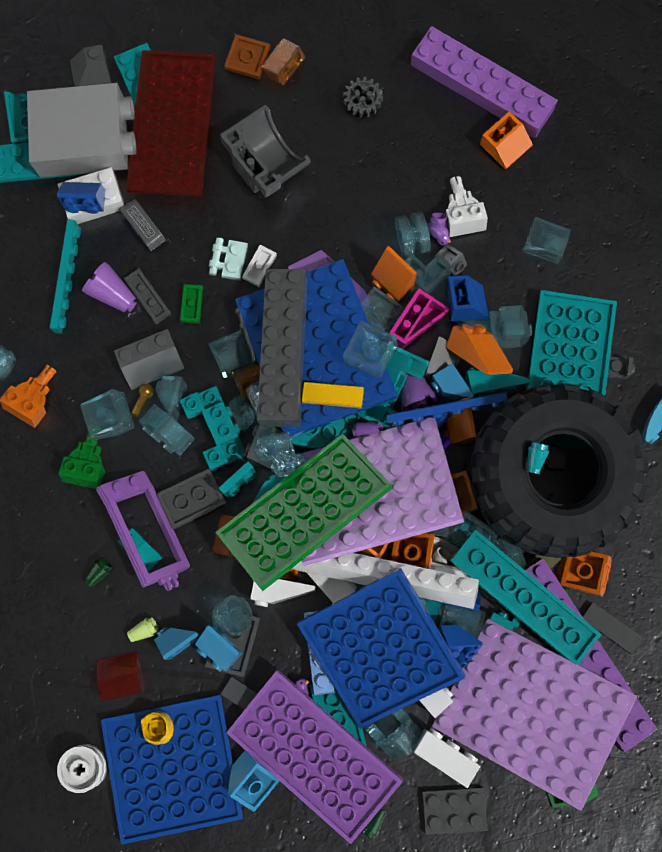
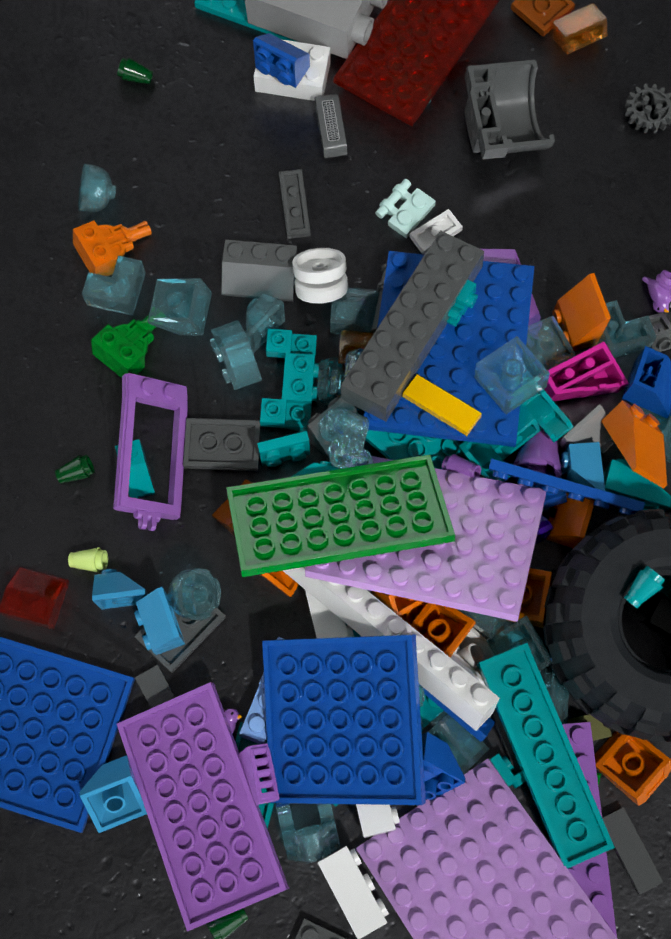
camera: 25 degrees right, 5 degrees down
(57, 427) = (116, 292): none -> clear light blue brick
(64, 282) = (212, 143): teal plate -> none
(109, 289) = (257, 173): medium lavender cone -> none
(145, 391) = (236, 304): pearl gold bar -> none
(157, 727) = (43, 675): yellow hair -> none
(191, 304) = (340, 232): green plate -> none
(196, 342) = (320, 275): none -> white wheel
(279, 591) = (263, 596): white slope -> none
(309, 310) = (465, 299): none -> teal plate
(338, 702) = (260, 757): none -> medium lavender slope
(412, 234) = (631, 281): clear light blue wheel -> none

